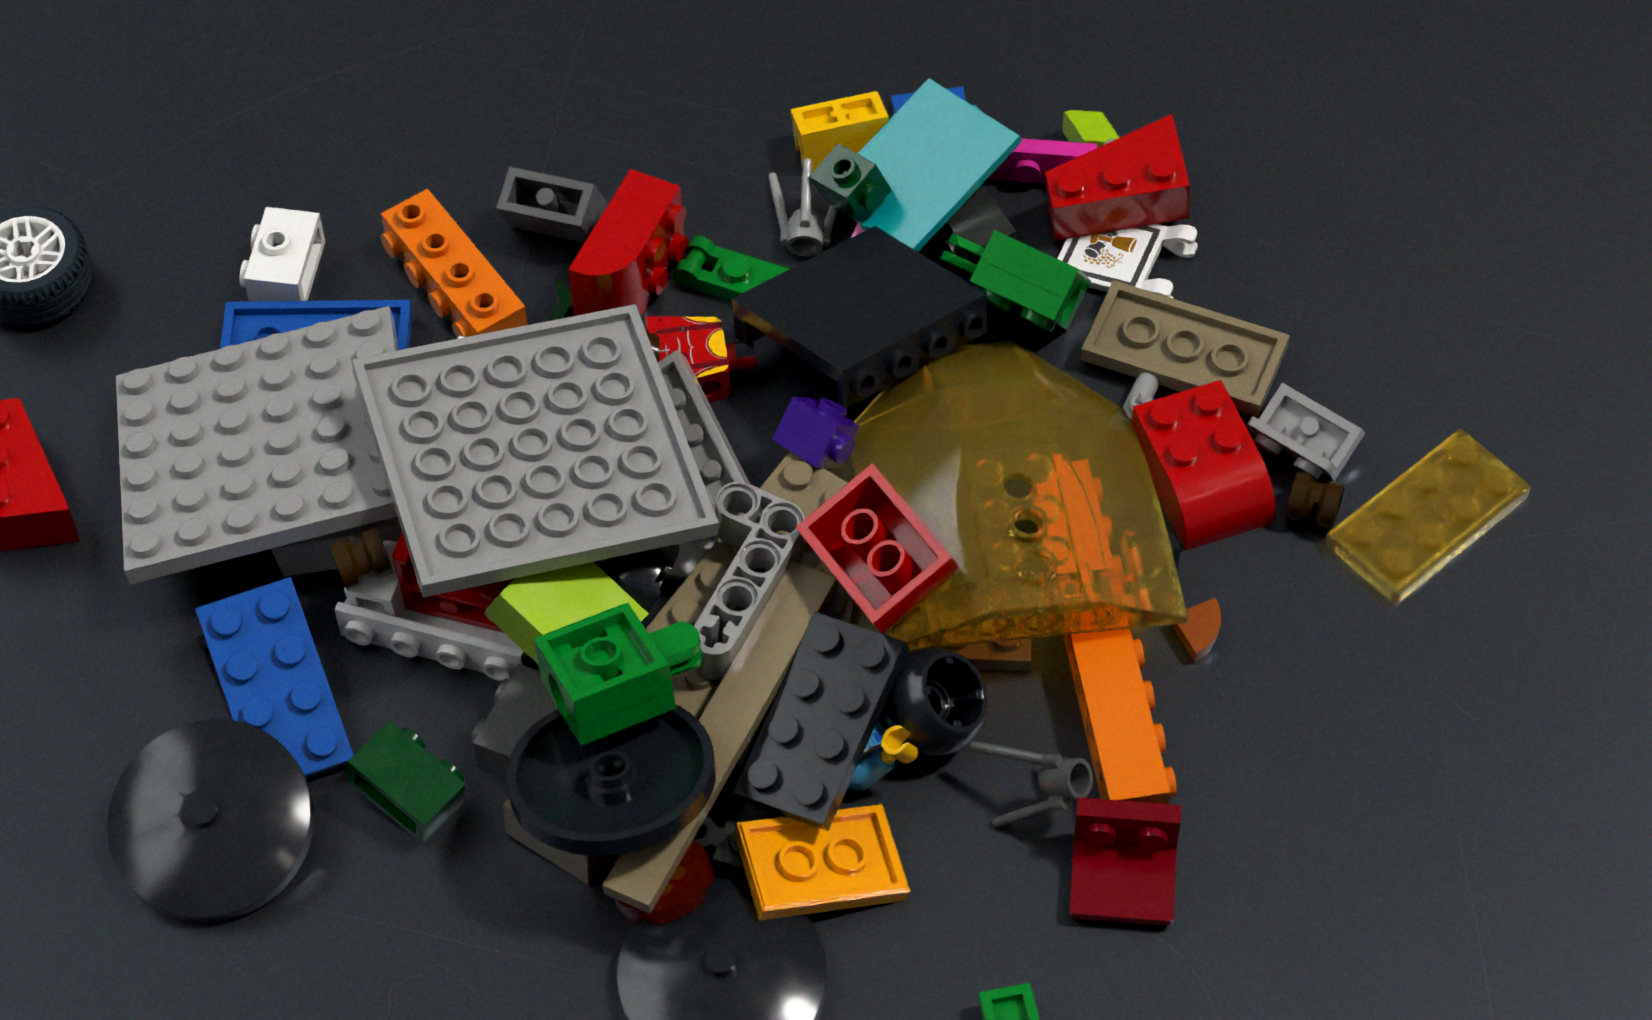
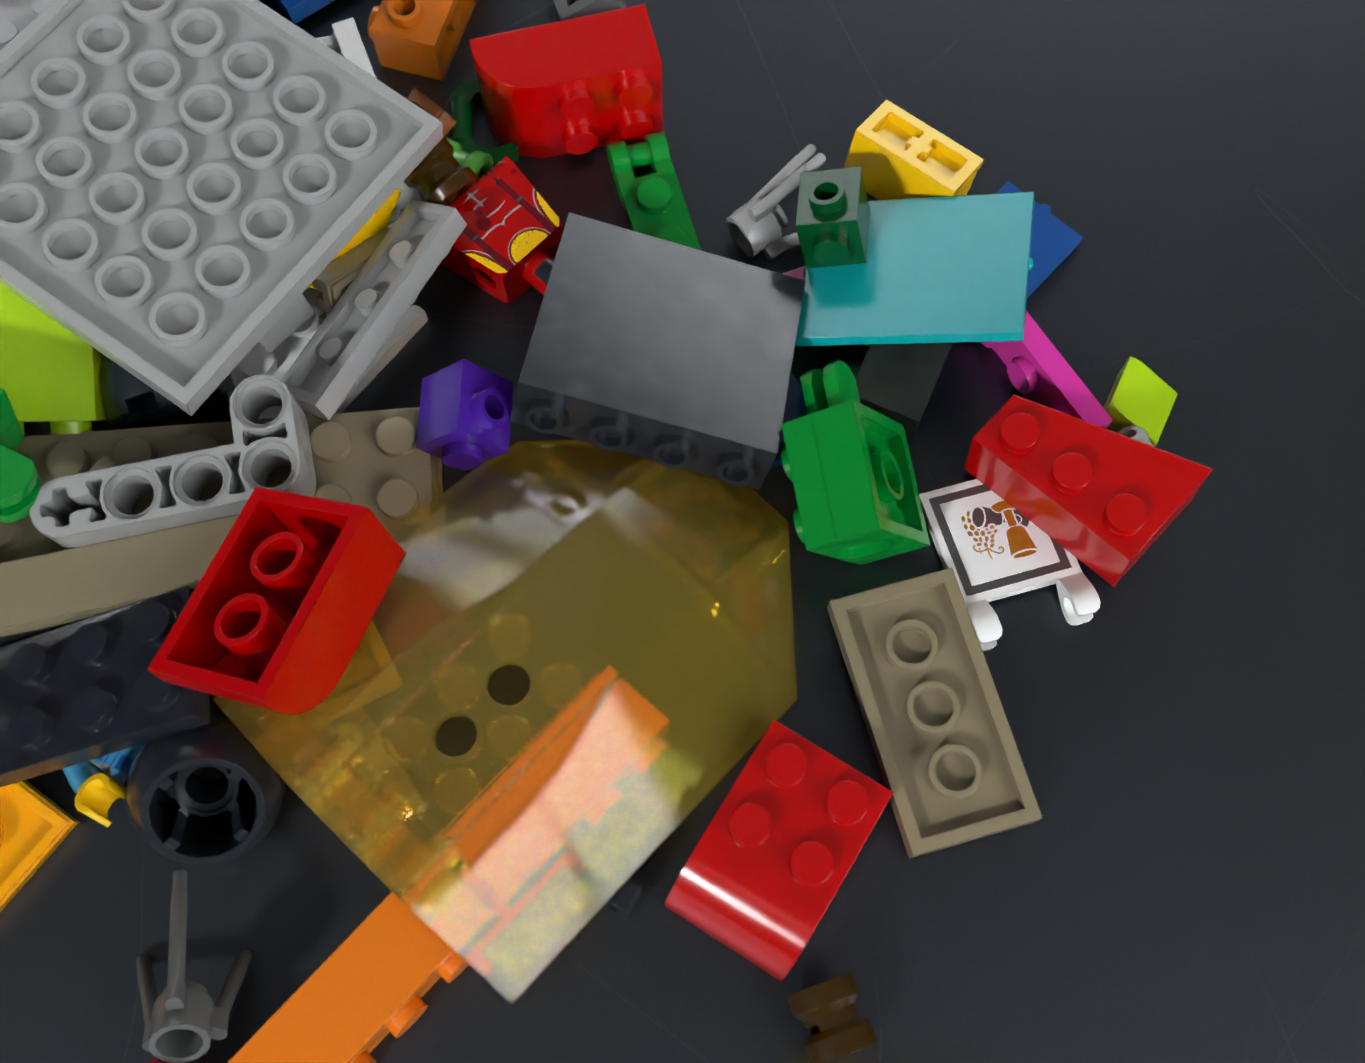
camera: 50 degrees right, 15 degrees up
(1141, 392) = (815, 713): light grey arm -> none
(1201, 628) = (558, 1004): dark orange tile -> none
(1307, 432) = (917, 937): light grey bracket -> none

